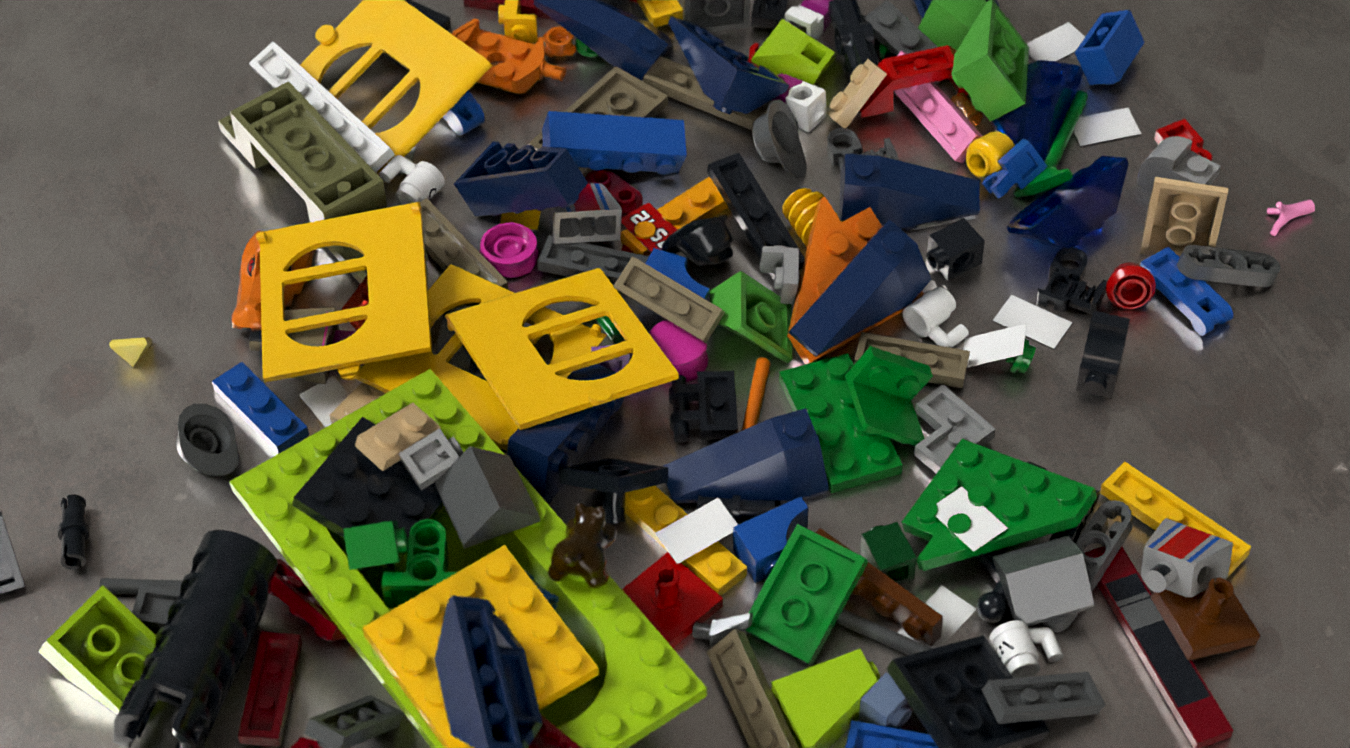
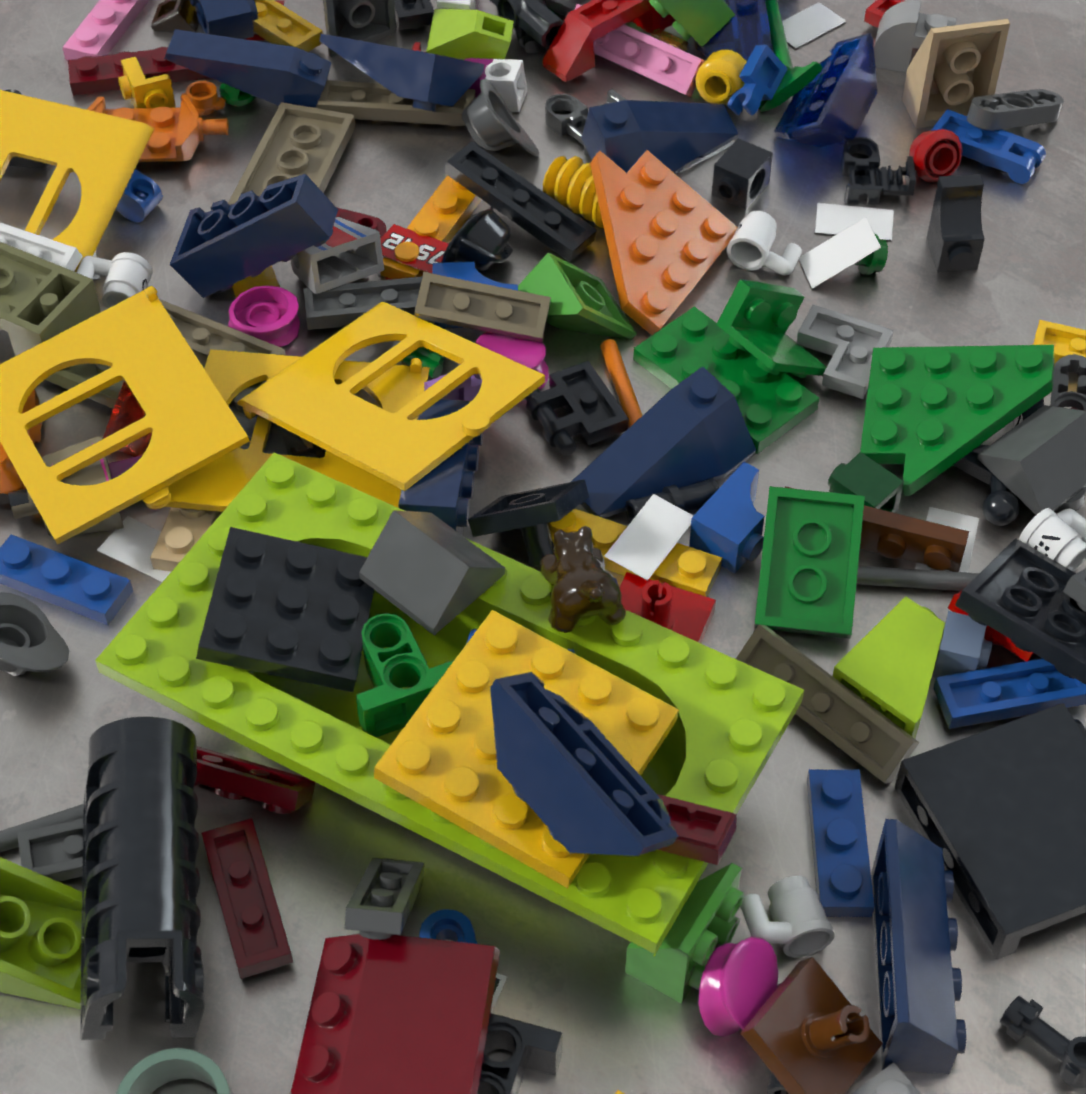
camera: 25 degrees left, 0 degrees up
(375, 544) = (332, 665): green brick -> none
(394, 434) = (288, 534): tan plate -> none
(430, 457) = (344, 544): light grey bracket -> none
(618, 141) = (339, 166): blue brick -> none
(721, 627) = (737, 631): dark grey bar -> none
(785, 265) = (590, 241): light grey bracket -> none
(849, 102) = (556, 54): tan plate -> none
(872, 286) = (687, 232): dark blue wedge -> none
(946, 363) = (806, 279): dark tan plate -> none
(983, 523) = (958, 424): white sticker -> none
(1289, 212) = (1032, 49): bright pink bar -> none

